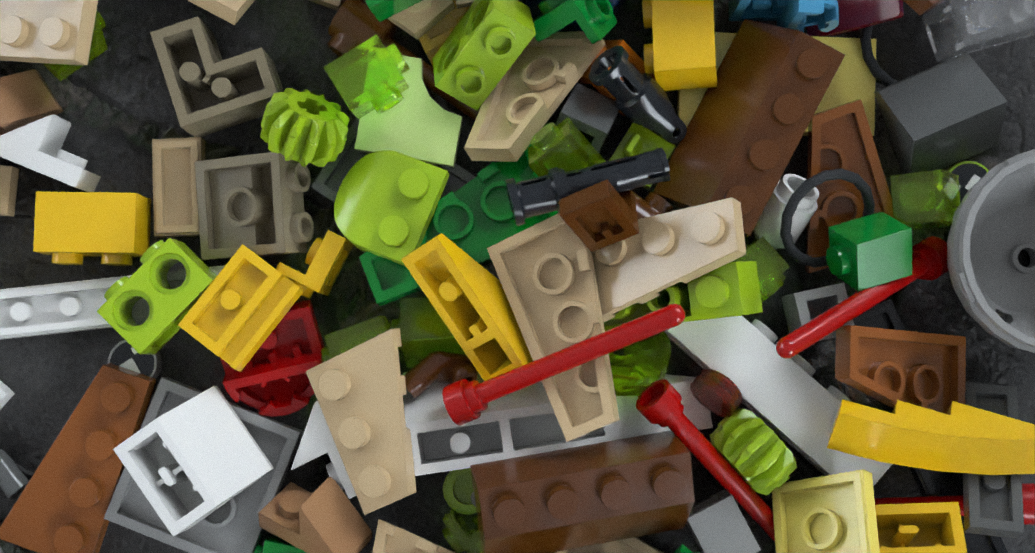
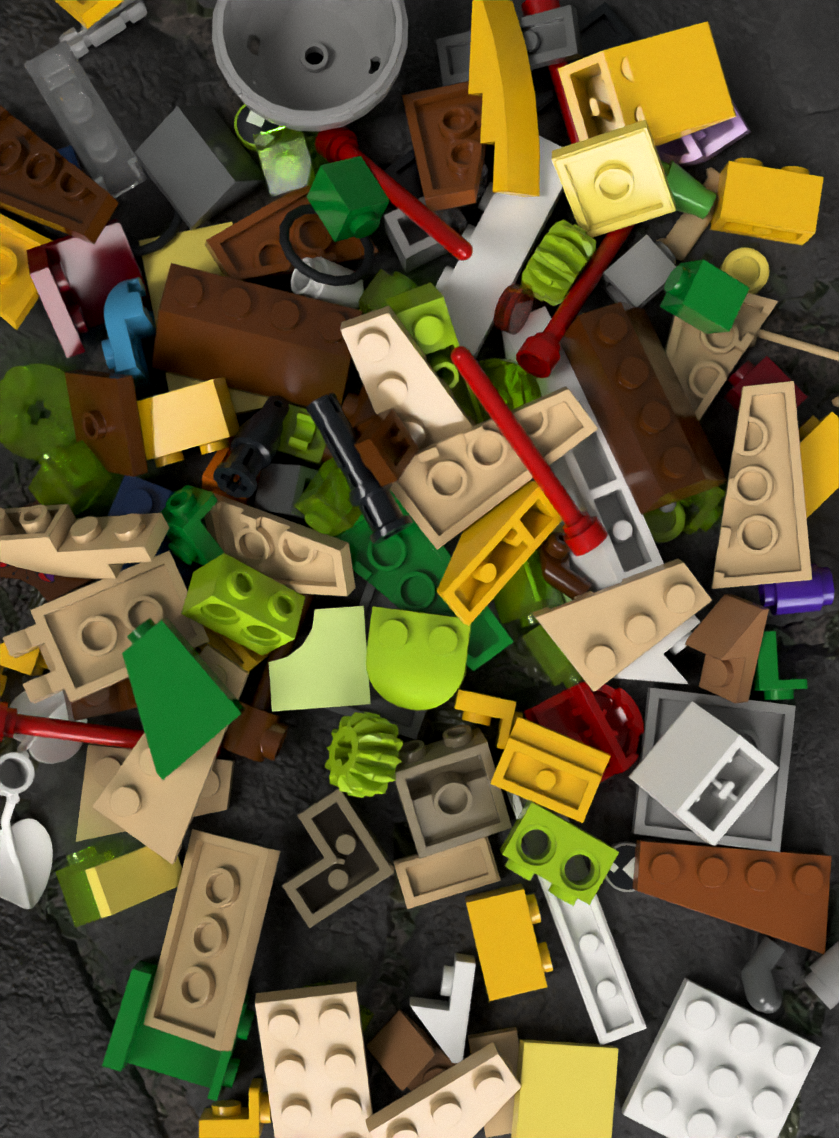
camera: 110 degrees left, 0 degrees up
(370, 77) = (301, 701): clear neon green brick -> none

